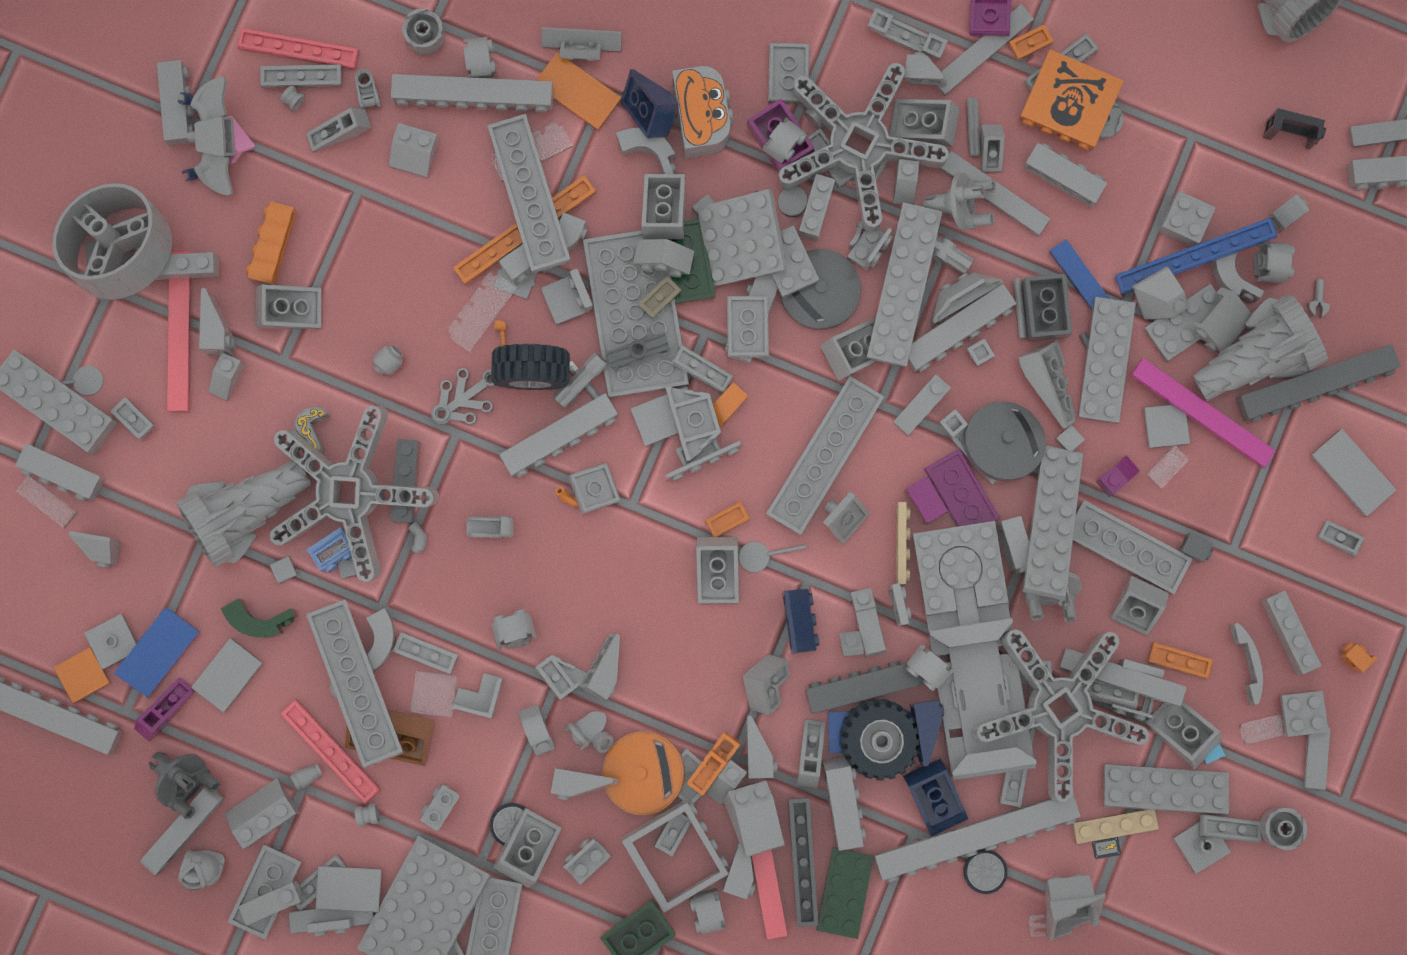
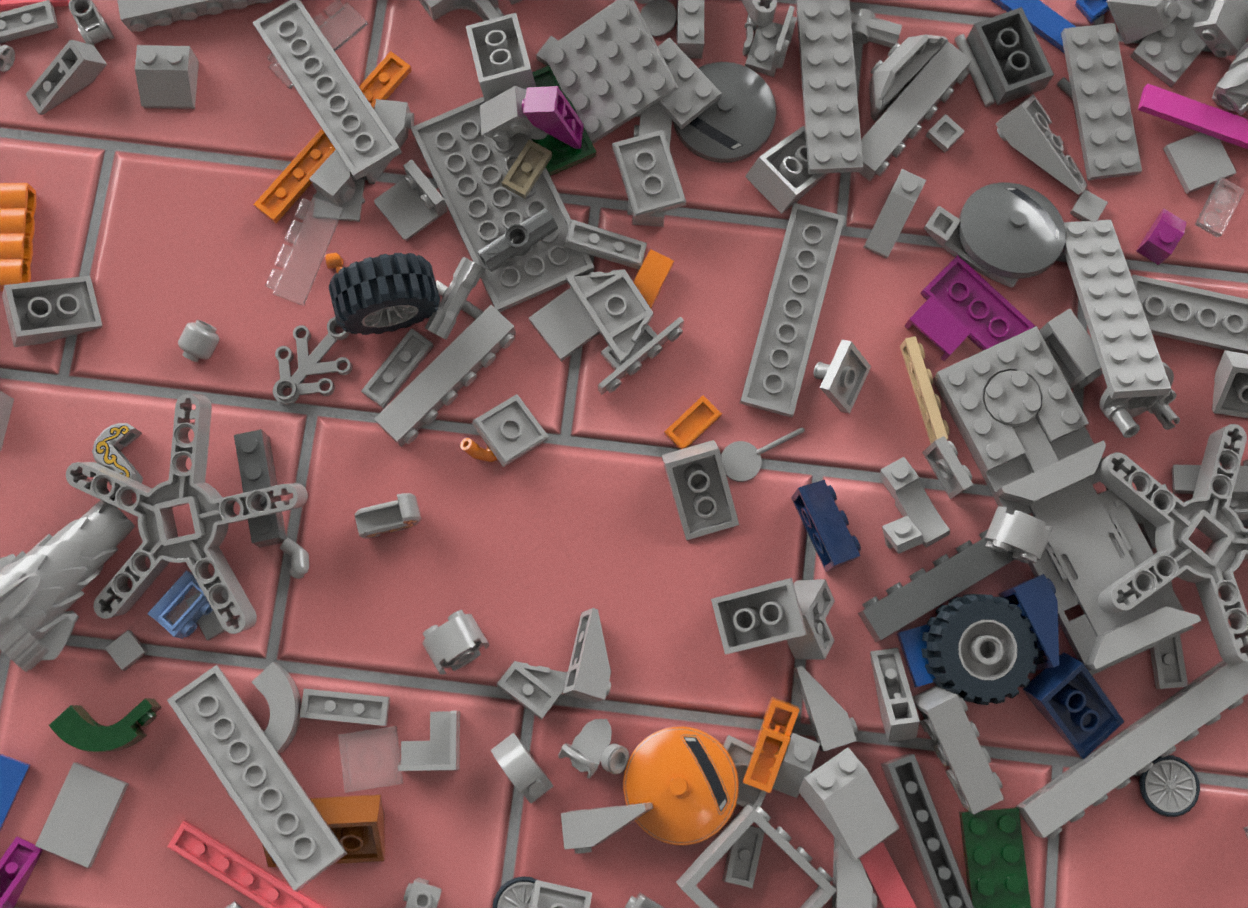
camera: 15 degrees left, 5 degrees down
(525, 419) = (397, 368): none -> light grey tile
(688, 266) = (553, 114): none -> magenta slope
(729, 672) = (758, 616): none -> light grey slope

